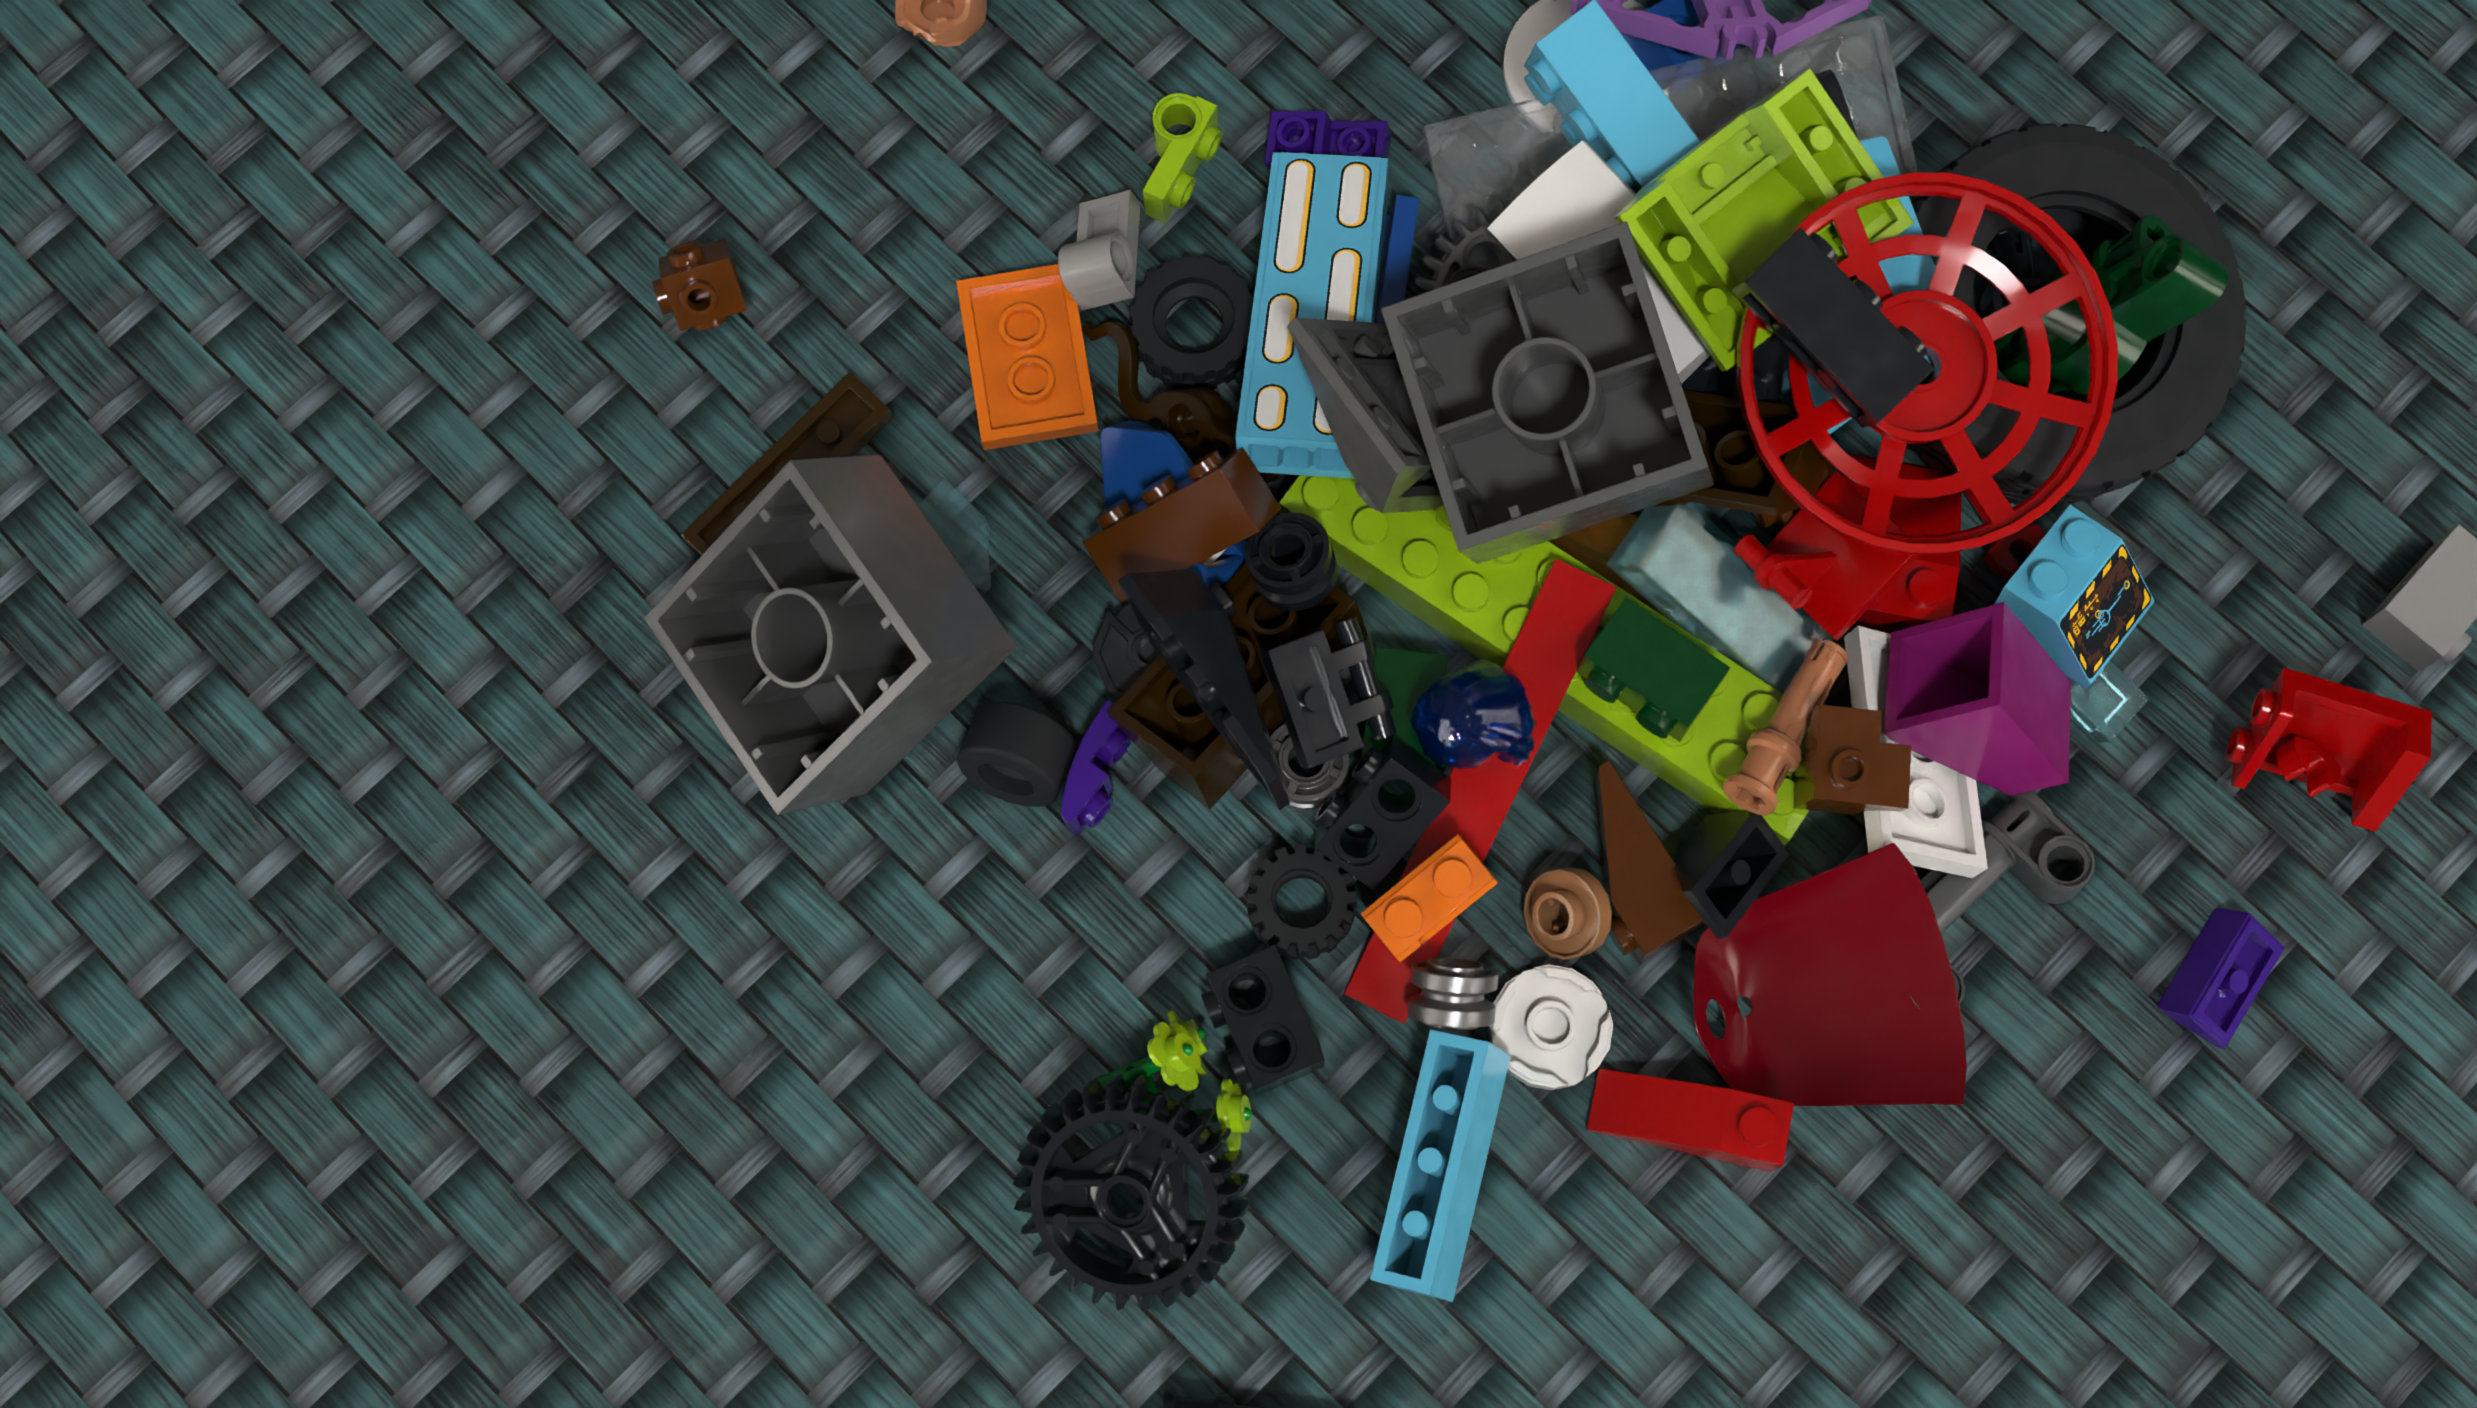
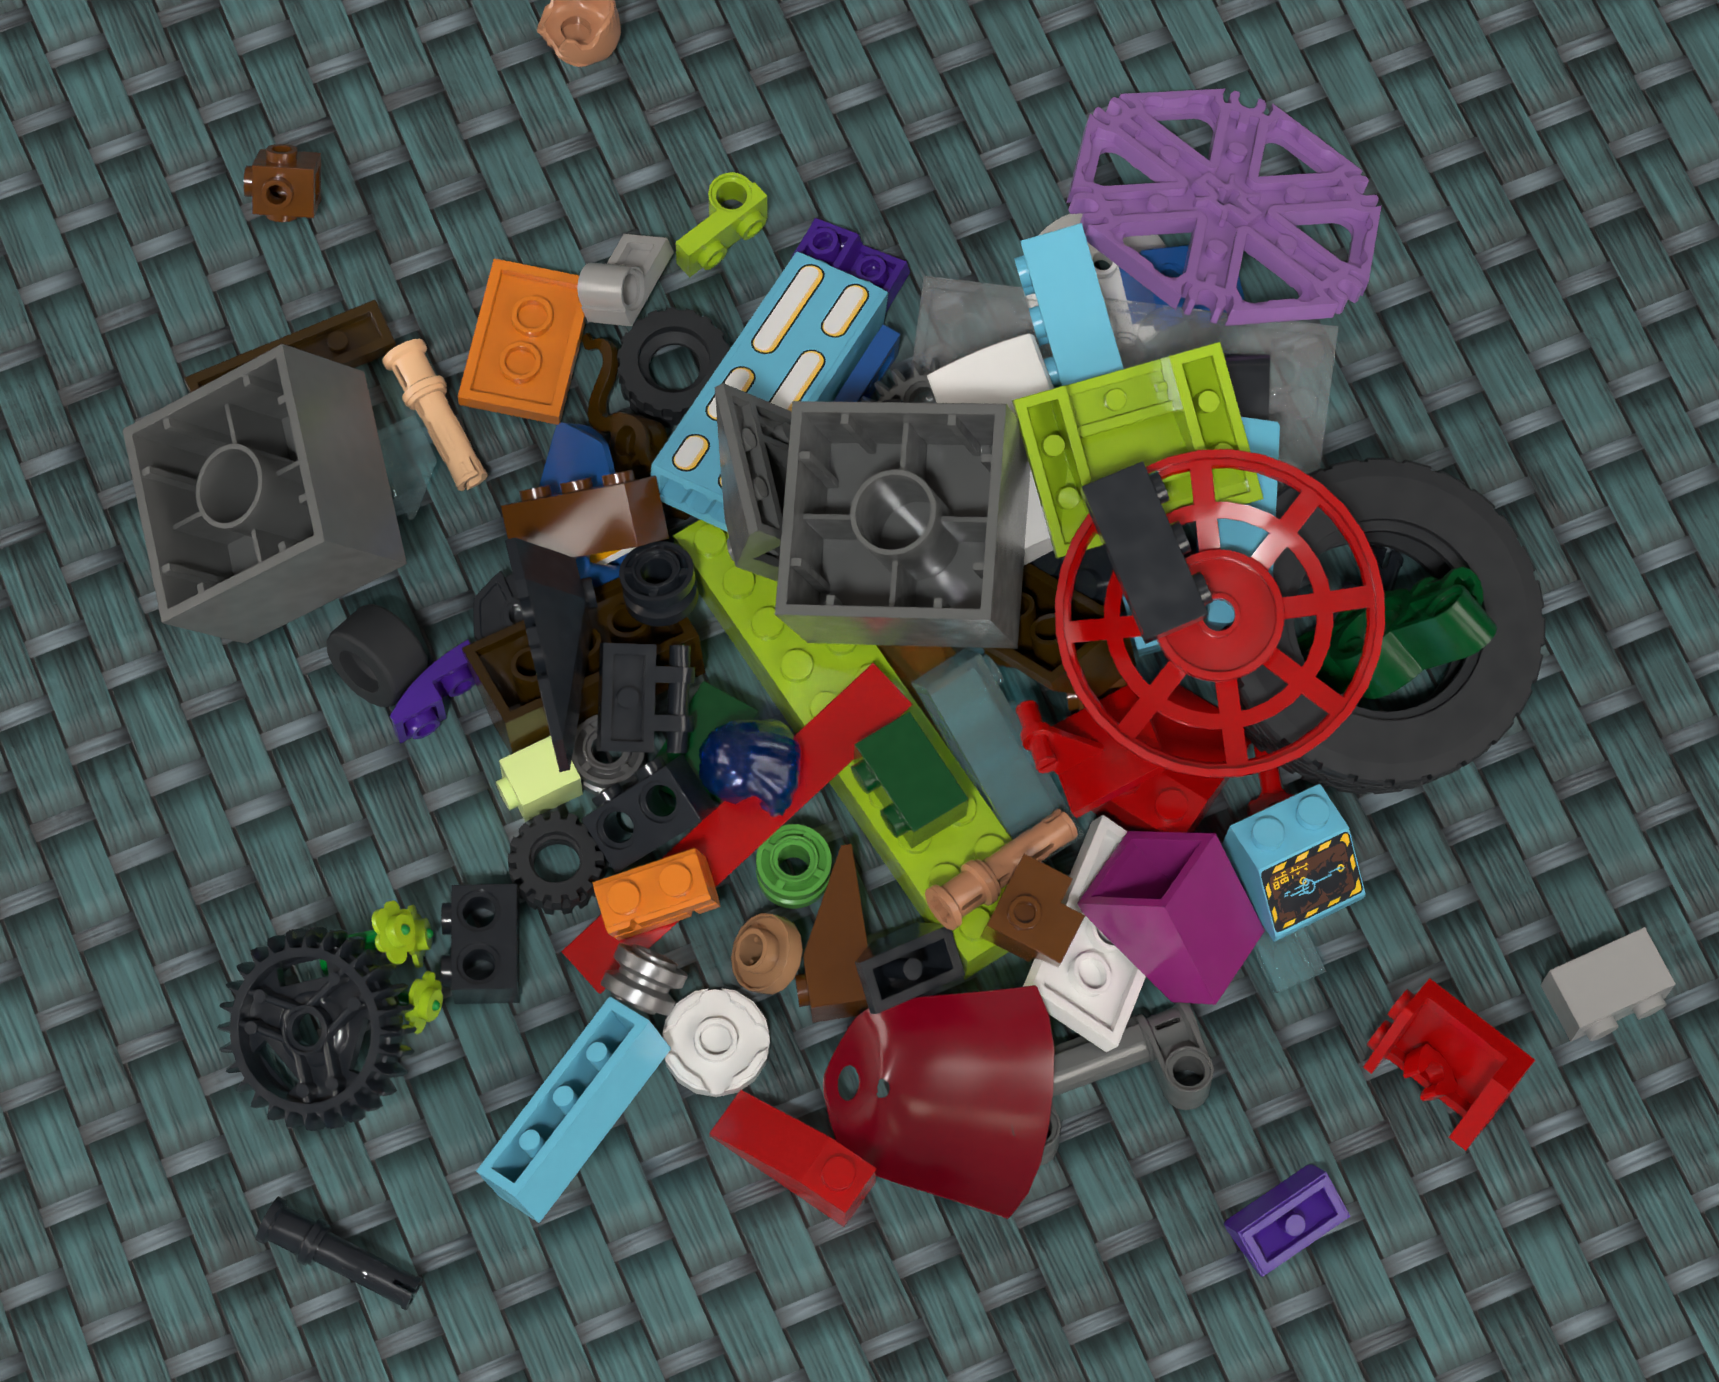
camera: 15 degrees right, 5 degrees down
(946, 453) = (426, 395): none -> light nougat pin
(1241, 820) = (534, 780): none -> yellowish green brick
(1569, 784) = (790, 890): none -> bright green wheel

